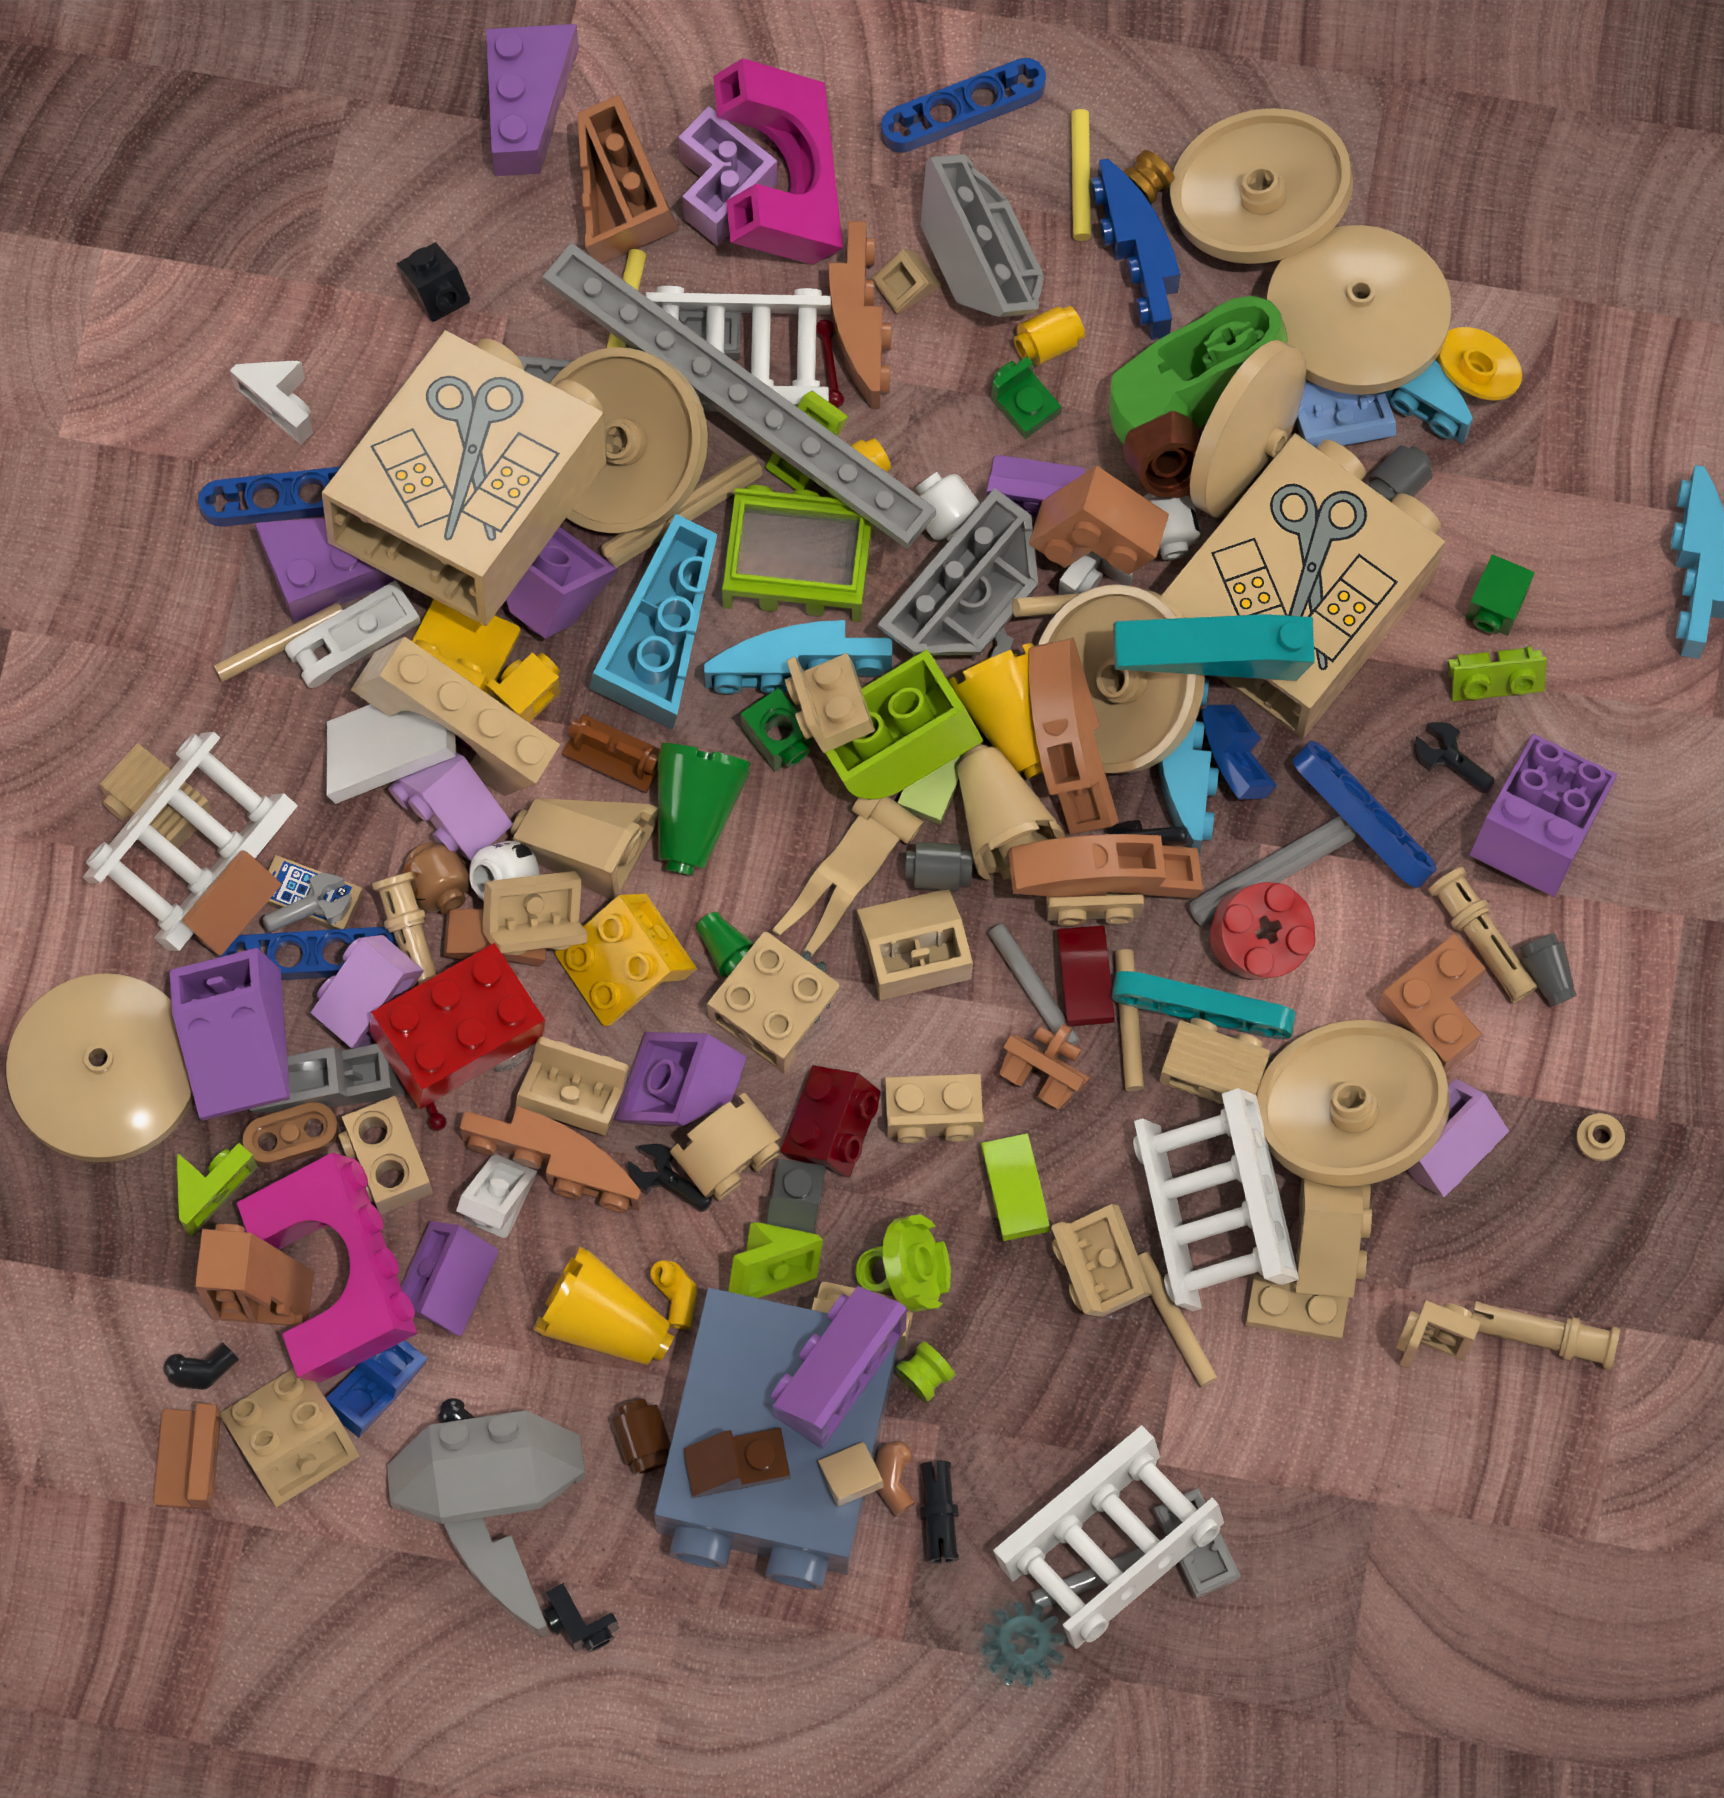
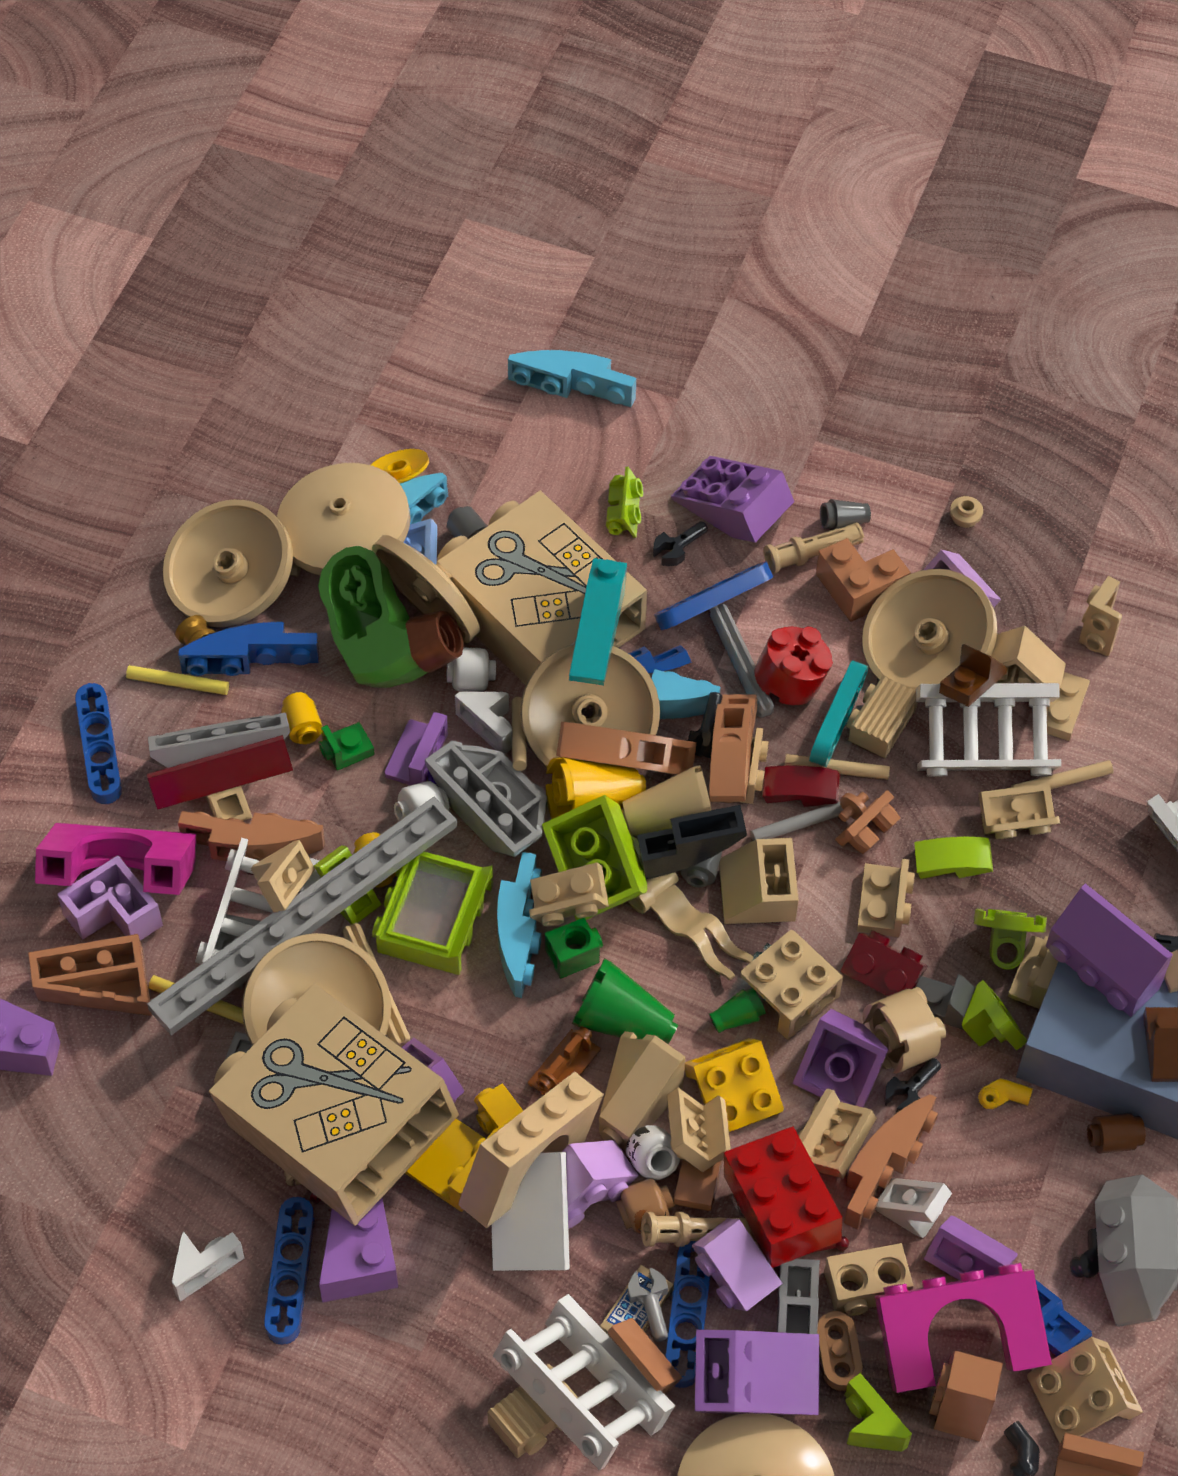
camera: 80 degrees left, 15 degrees down
(272, 644) = (415, 1298): tan bar -> none
(353, 633) = (423, 1237): white plate -> none
(434, 281) = (132, 1128): black bracket -> none
(603, 1313) = (1016, 1145): yellow cone -> none
(655, 637) = (468, 1007): medium azure wedge -> none
(779, 356) = (283, 875): none -> tan slope
(933, 252) = (219, 772): none -> dark red tile
(942, 835) = (690, 840): none -> black slope
(1099, 517) = (468, 695): nougat brick -> none
(1263, 1156) = (972, 677): none -> reddish brown slope
(1499, 596) = (571, 489): green brick -> none
(1569, 1338) = (1104, 553): tan pin -> none

